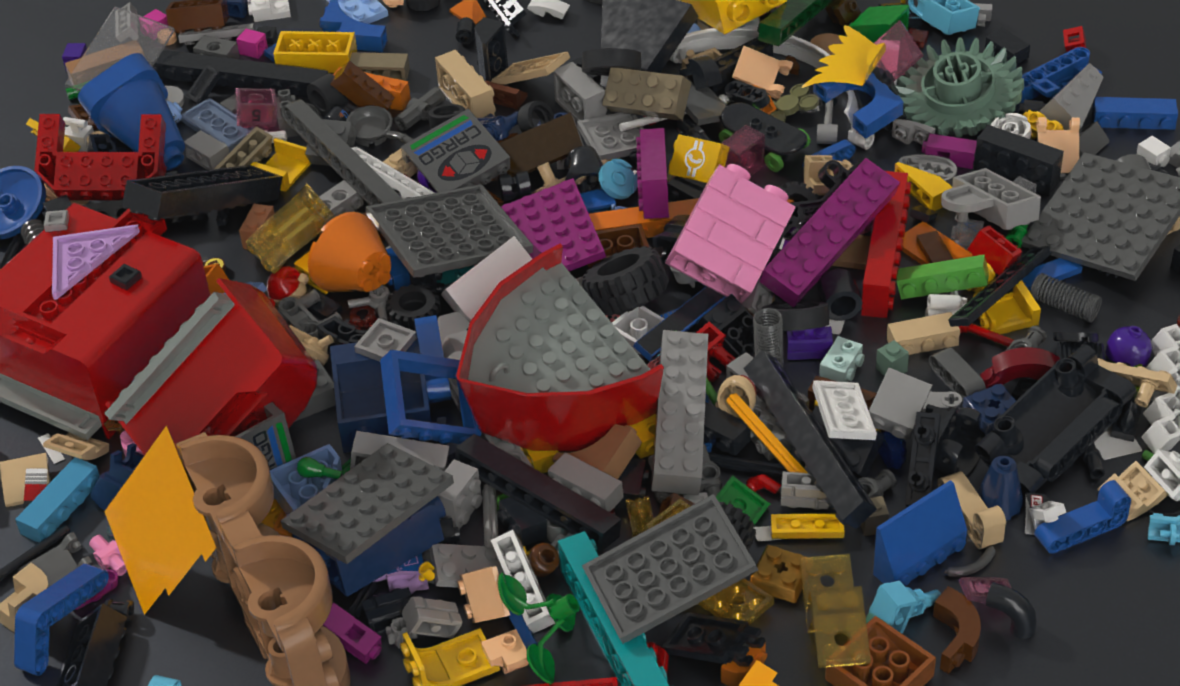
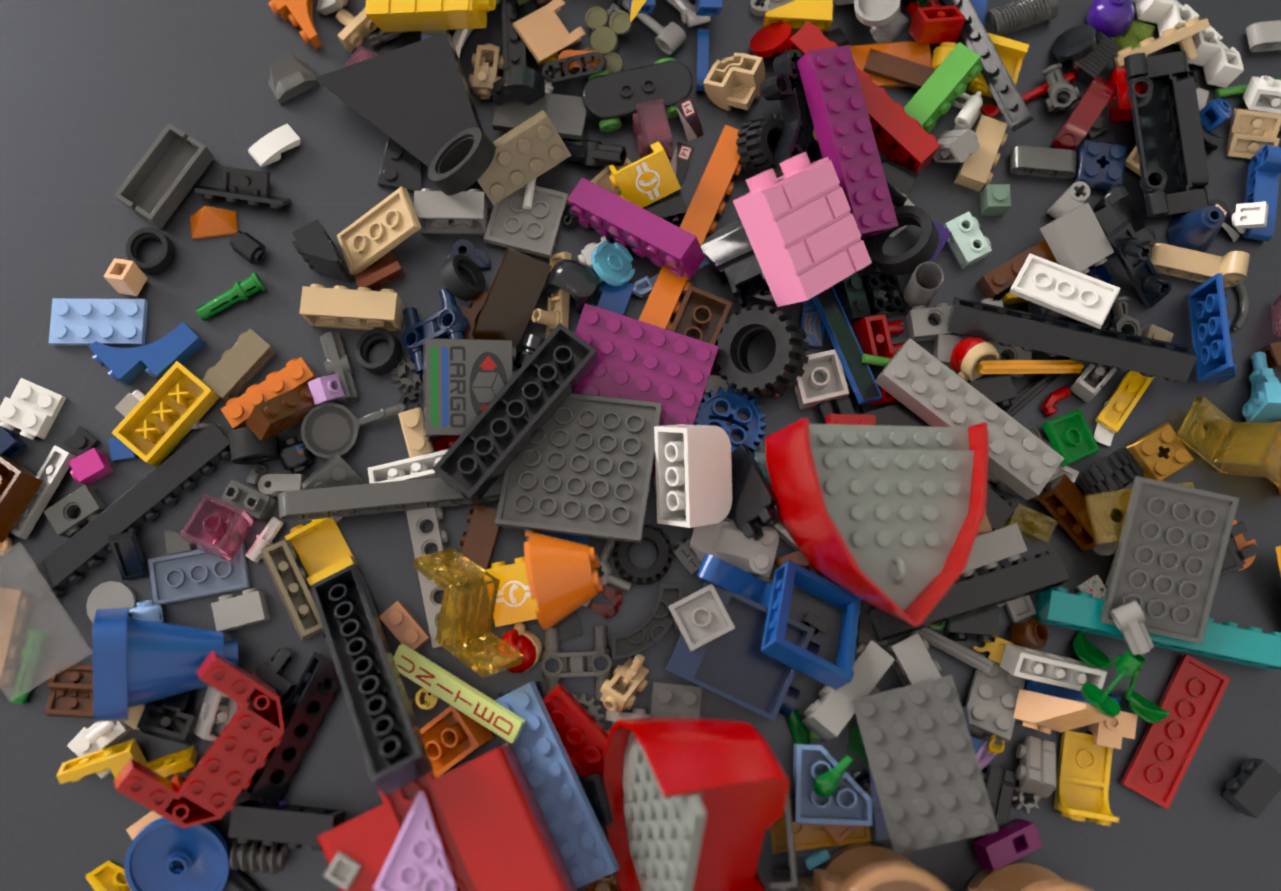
camera: 60 degrees left, 35 degrees up
(125, 276) = (491, 844): black tile -> none
(228, 253) = (458, 693): none -> yellowish green tile
(391, 101) = (326, 389): none -> lavender plate
(430, 43) = (240, 291): none -> green pin
(455, 176) = (516, 414): none -> black brick
(593, 570) = (1130, 620): none -> light grey piece
(773, 169) = (689, 119): none -> sticker
(905, 305) = (956, 146): none -> light grey brick
(1118, 452) = (1219, 112): none -> blue brick

